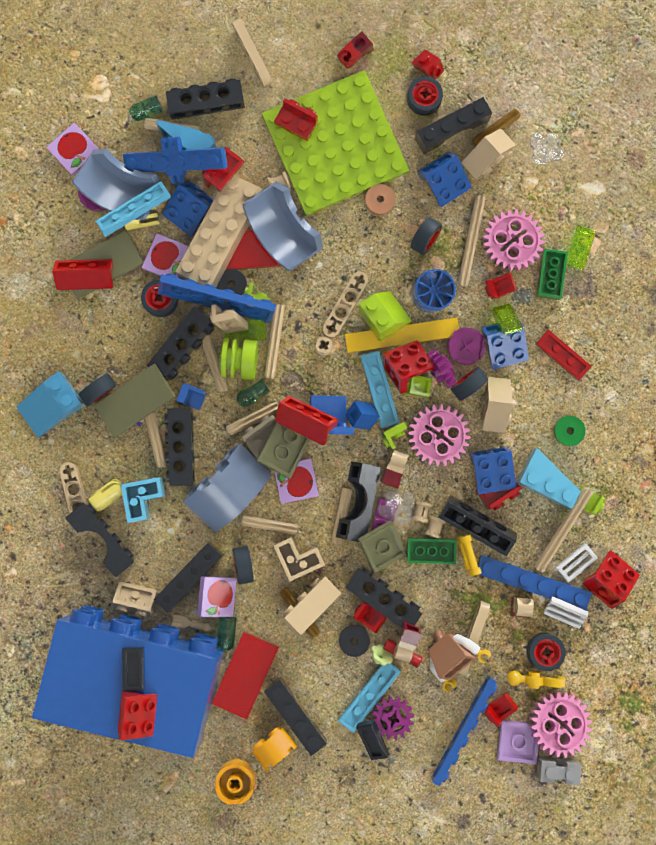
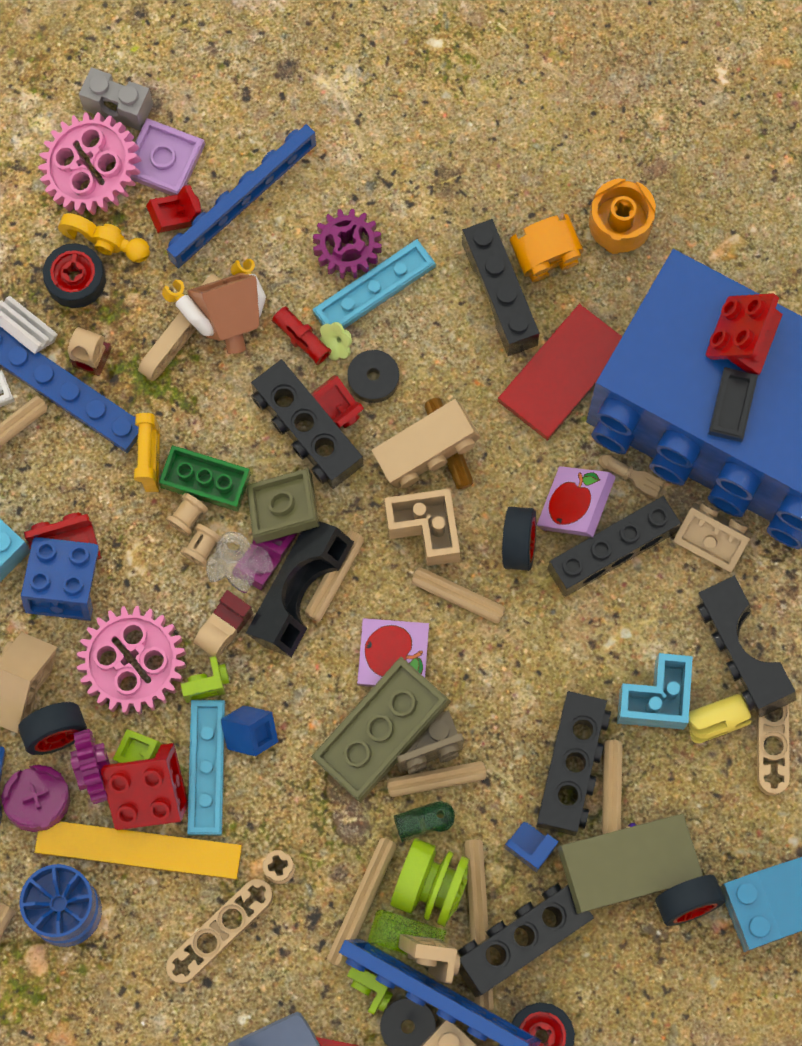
camera: 160 degrees left, 10 degrees down
(226, 632) = (575, 442): clear green piece -> none
(229, 489) = (509, 668): sand blue panel -> none
(305, 419) = (346, 741): red panel -> none
(335, 407) = (306, 741): blue bracket -> none
(372, 740) = (389, 218): black tile -> none
(383, 314) = (158, 891): lime slope -> none
(407, 642) = (288, 344): leg -> none
(426, 236) = (40, 1008): black wheel -> none
(478, 525) = (116, 495): black brick -> none

